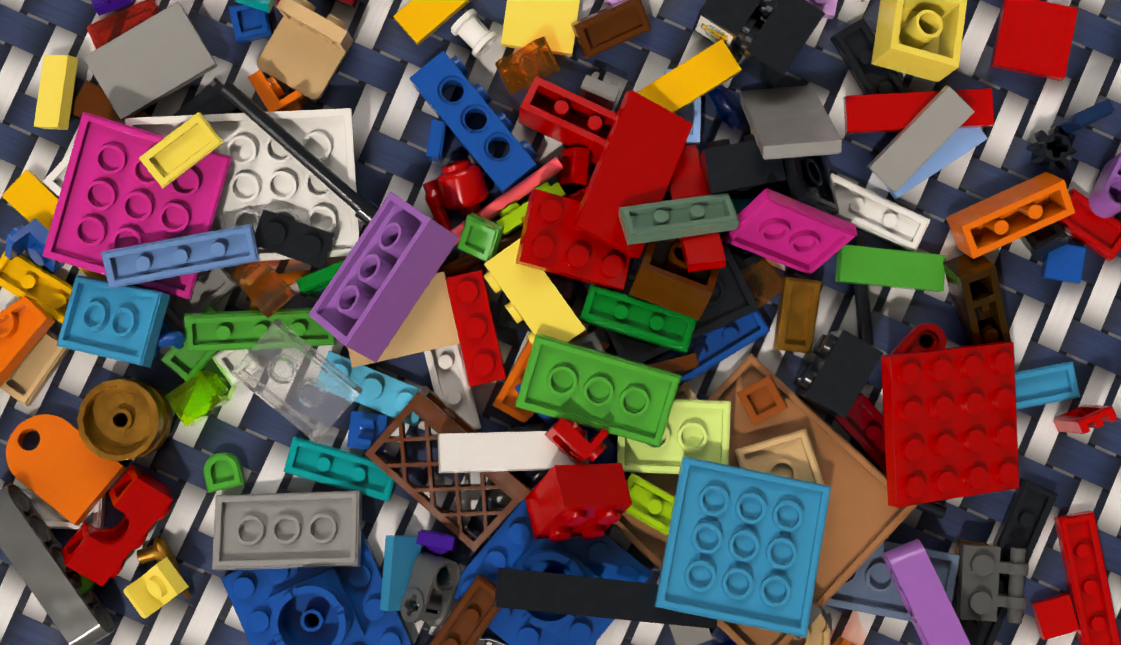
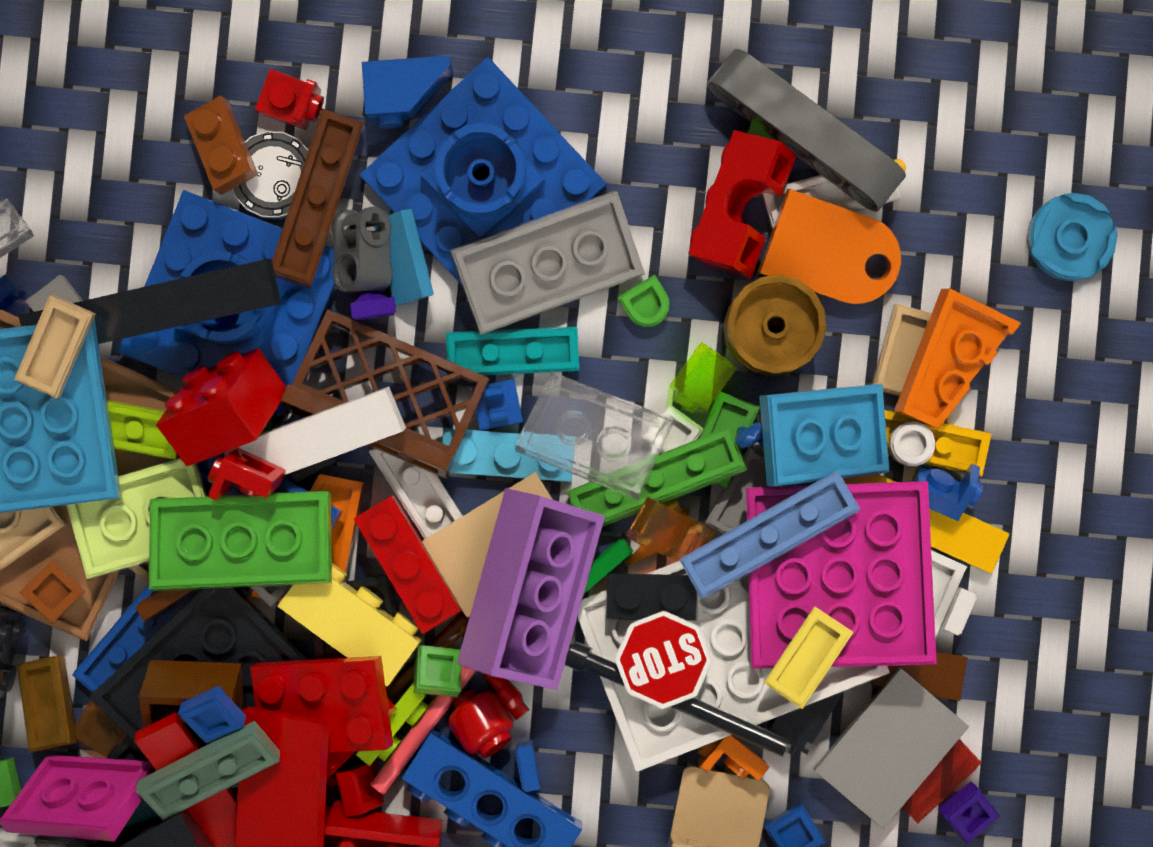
camera: 160 degrees right, 0 degrees up
(51, 291) = (911, 443): none -> white tile
(56, 92) = (989, 674): light yellow tile -> none
(59, 148) = (958, 611): none -> white tile
(155, 588) = (674, 148): light yellow bracket -> none
(158, 552) = (680, 187): pearl gold bar -> none
(297, 186) = (663, 660): none -> piece
(637, 318) = (223, 638): green tile -> none
(659, 260) = (212, 714): none -> blue tile
(690, 593) = (54, 346): none -> tan tile

